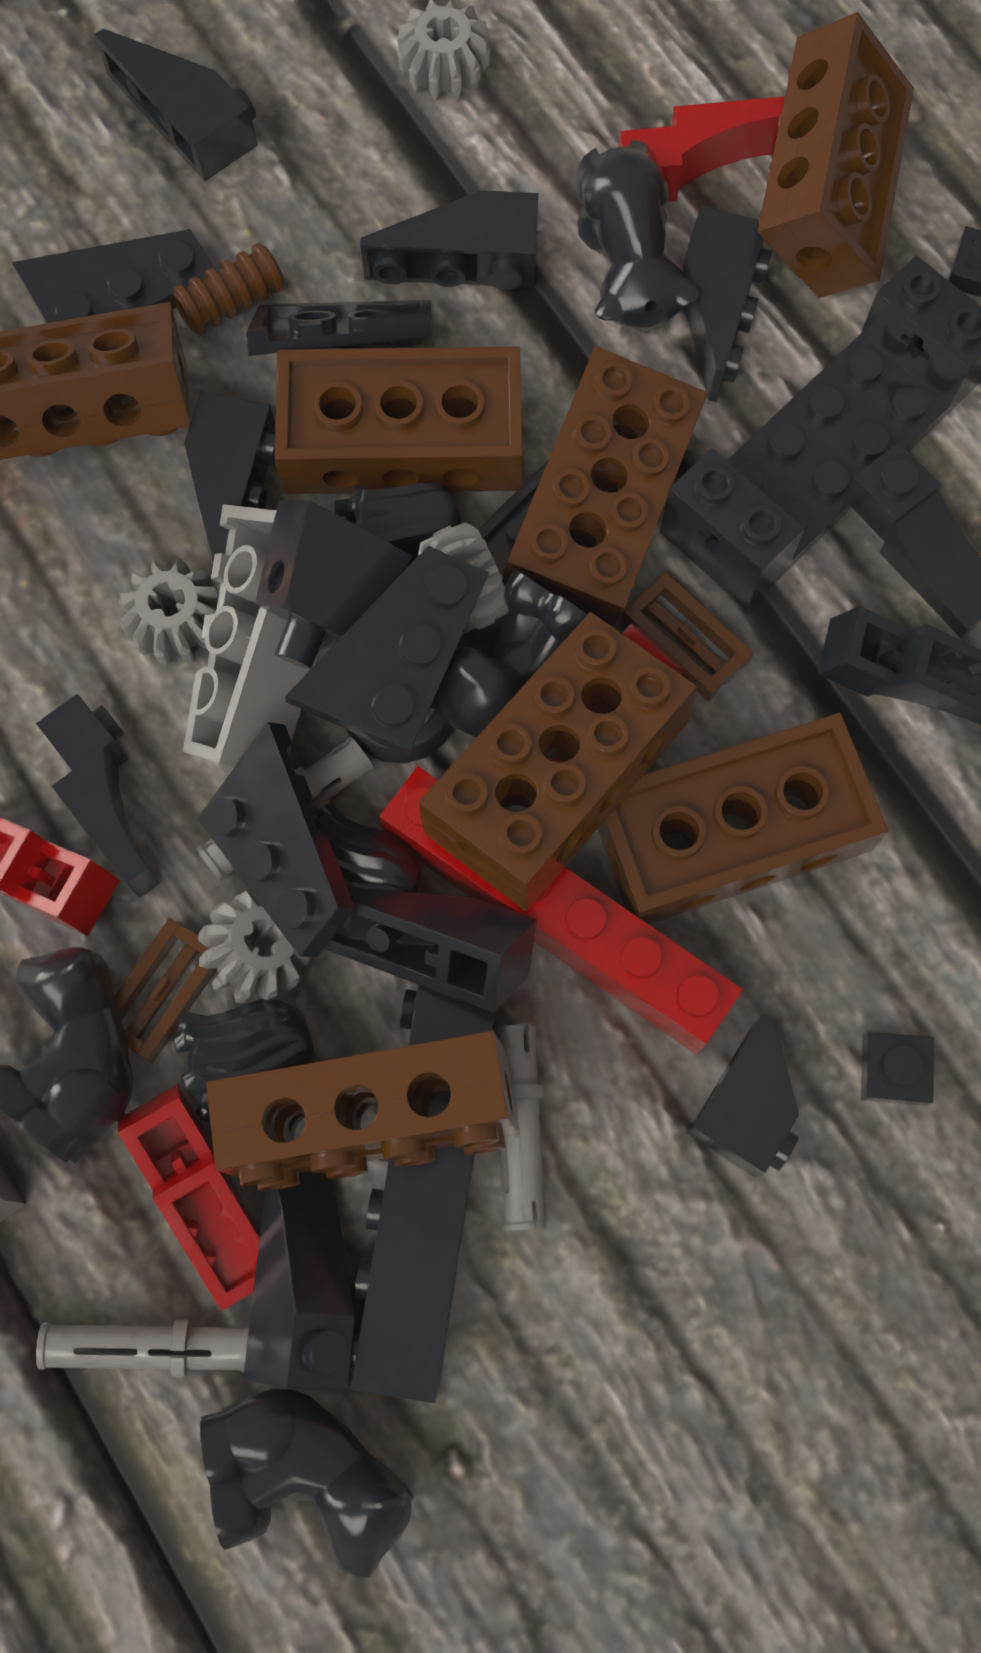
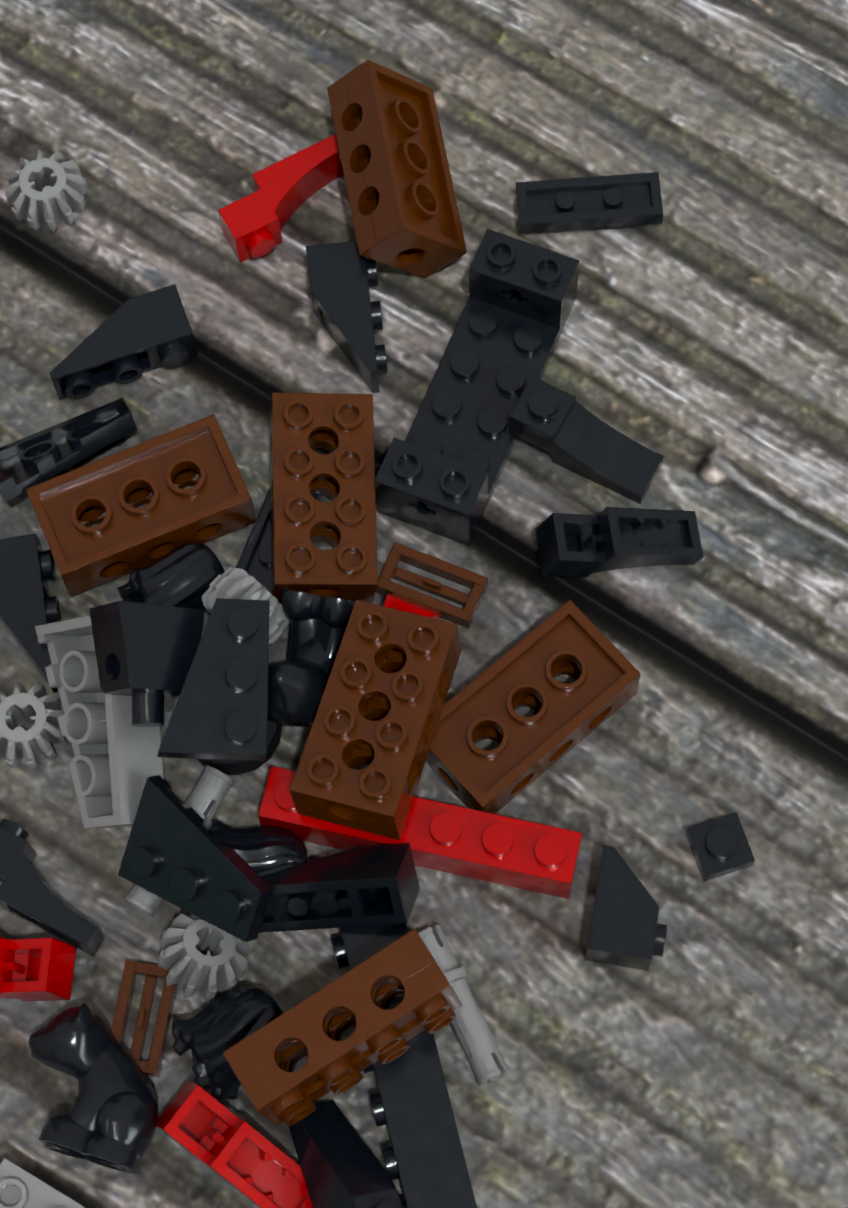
camera: 20 degrees left, 5 degrees down
(626, 219) = (250, 277): black animal -> none

